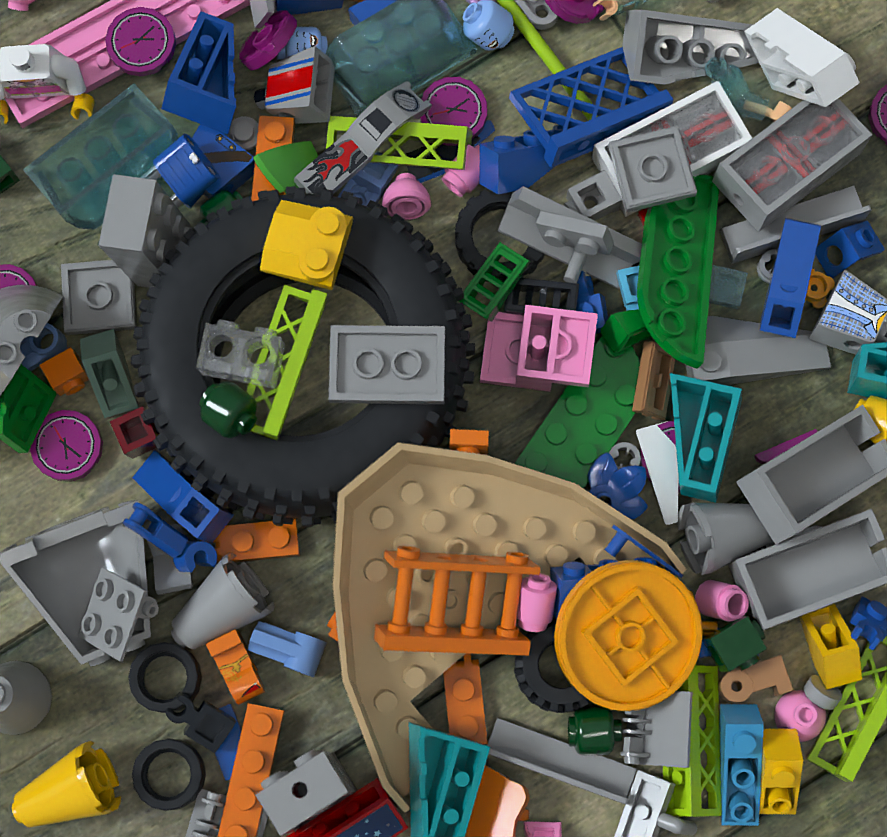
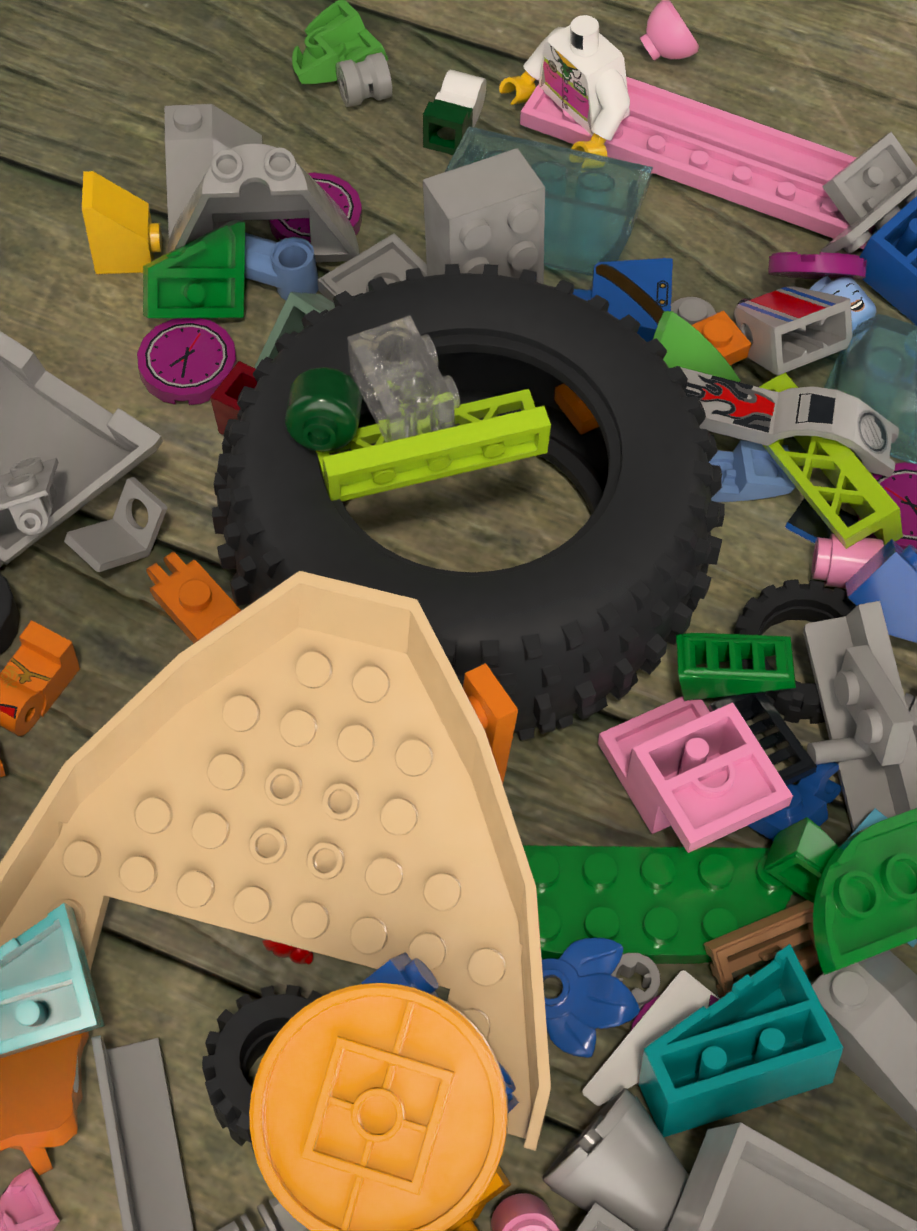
camera: 50 degrees right, 20 degrees down
(65, 372) = (264, 300): orange plate -> none
(140, 41) = (707, 158): magenta tile -> none
(171, 541) = (137, 499): blue piece -> none
(174, 493) = (186, 509): blue slope -> none
(184, 170) = (595, 263): blue piece -> none
(204, 75) = (720, 221): blue wedge -> none
(223, 602) = (105, 614): light grey cone -> none
(295, 650) = (84, 705): medium blue piece -> none
(306, 243) = (597, 378): yellow slope -> none
(387, 364) = (515, 546): light grey plate -> none
(406, 197) = (757, 517): bright pink brick -> none
(465, 700) = (162, 982): orange hinge -> none
(471, 636) = (205, 844): orange fence -> none
(536, 602) = (341, 956): bright pink brick -> none
(594, 731) = (218, 1176): dark green head -> none
(621, 538) = (512, 1017): blue piece -> none

